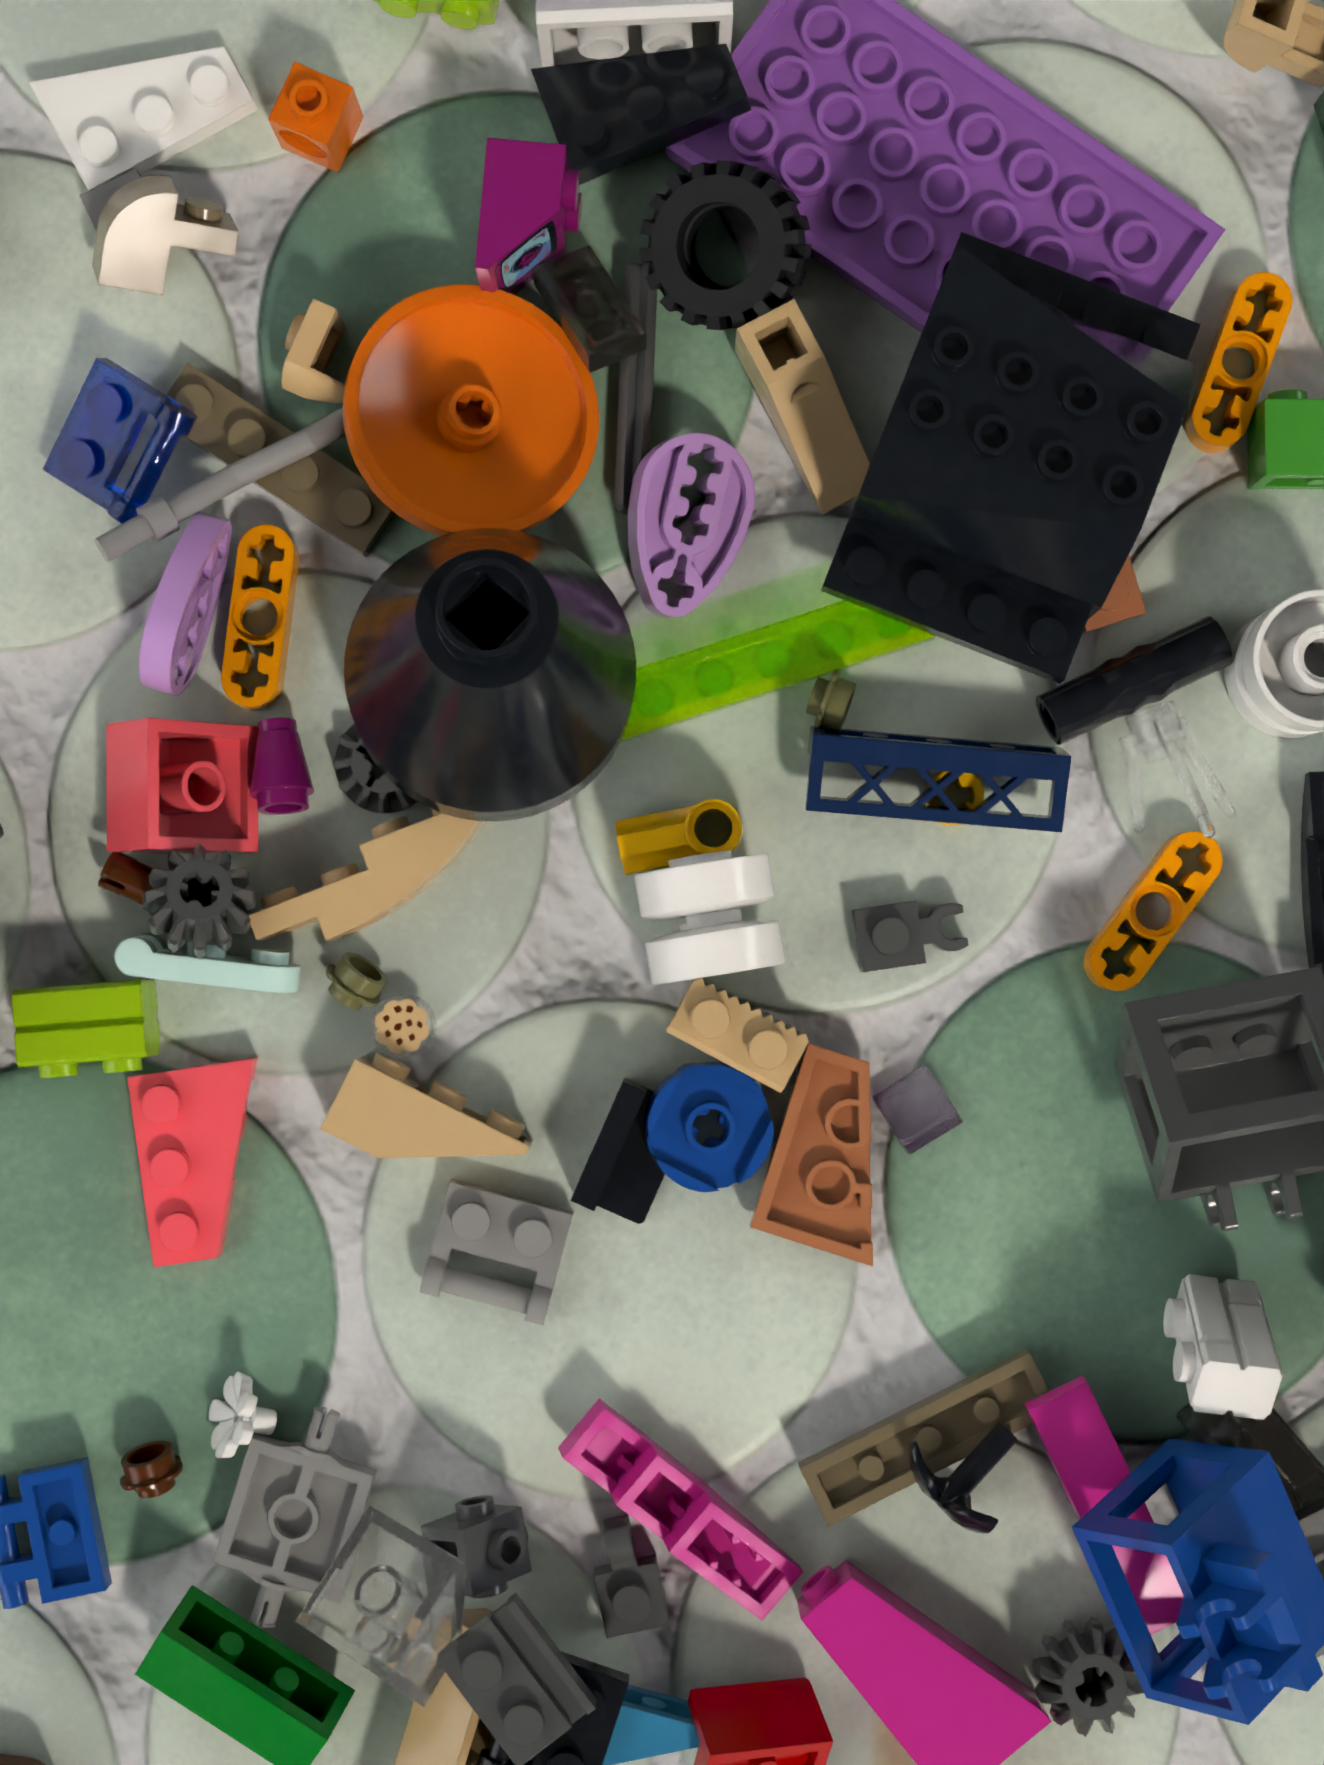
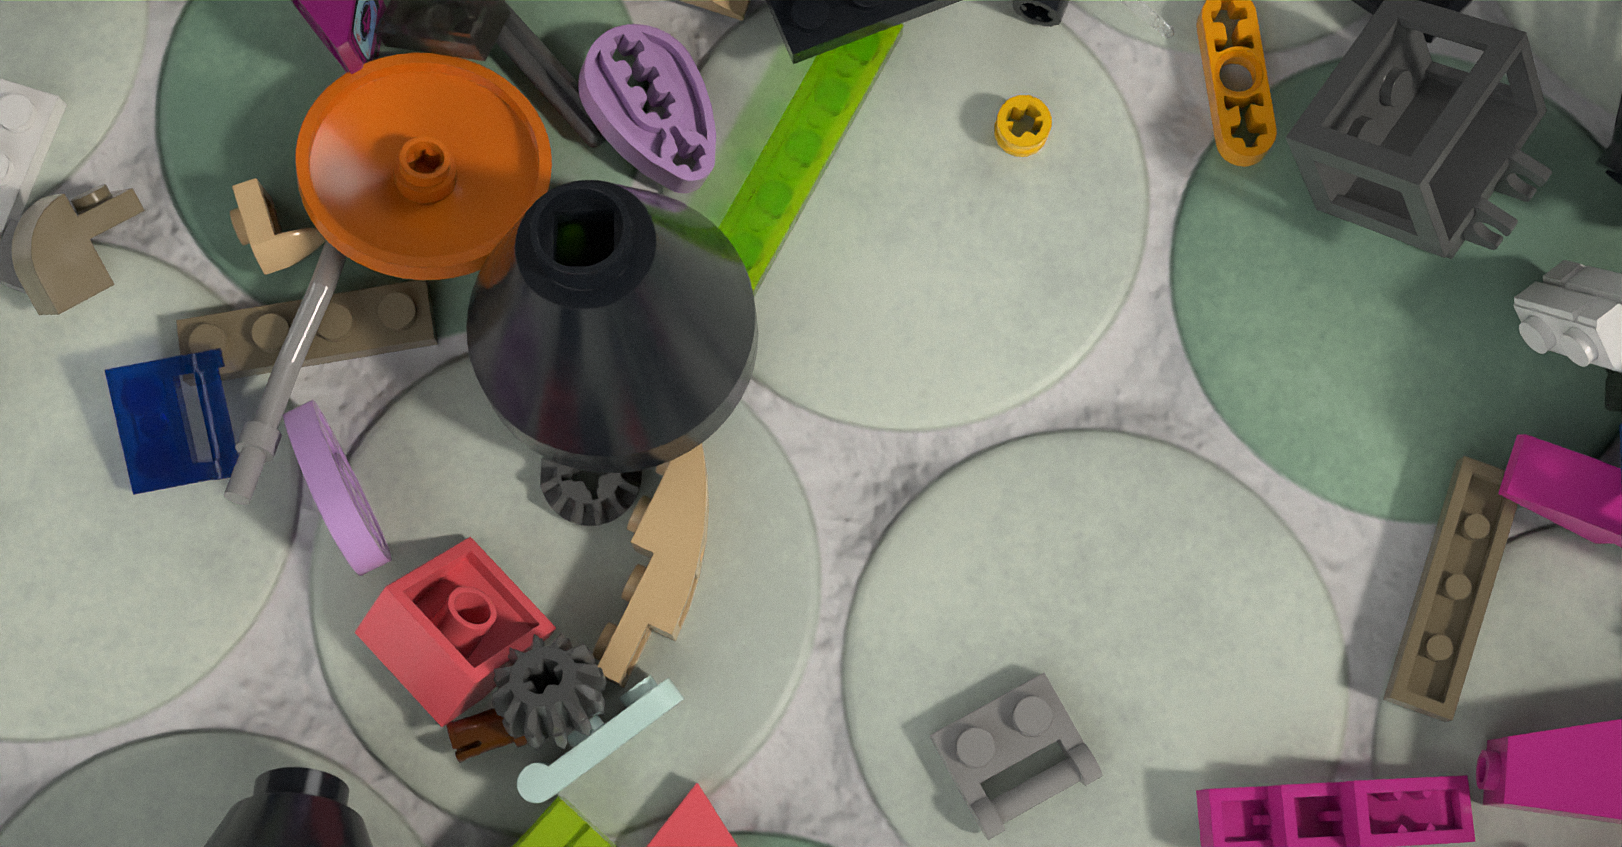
camera: 45 degrees left, 10 degrees down
(280, 769) = (518, 549): magenta cone -> none
(281, 573) = (359, 428): light orange beam -> none
(316, 117) = (117, 65): orange brick -> none
(355, 981) = (720, 652): olive plate -> none
(402, 1119) = (850, 719): tan slope -> none
(403, 1025) = (786, 653): tile -> none
(620, 1168) = (1041, 586): black panel -> none
(656, 838) = (854, 330): yellow piece -> none
(710, 897) = (921, 338): white wheel -> none
(719, 1161) = (1095, 481): blue plate -> none
(738, 1034) = (1036, 424): tan brick -> none
(820, 1162) = (1180, 461): nougat wing -> none
(831, 701) = (873, 137): olive plate -> none
(896, 935) = (1077, 255): dark grey plate -> none
(917, 1109) = (1213, 364): clear purple slope -> none
(938, 754) = (978, 107): dark blue fence -> none
(953, 1492) = (1513, 606): black plant -> none

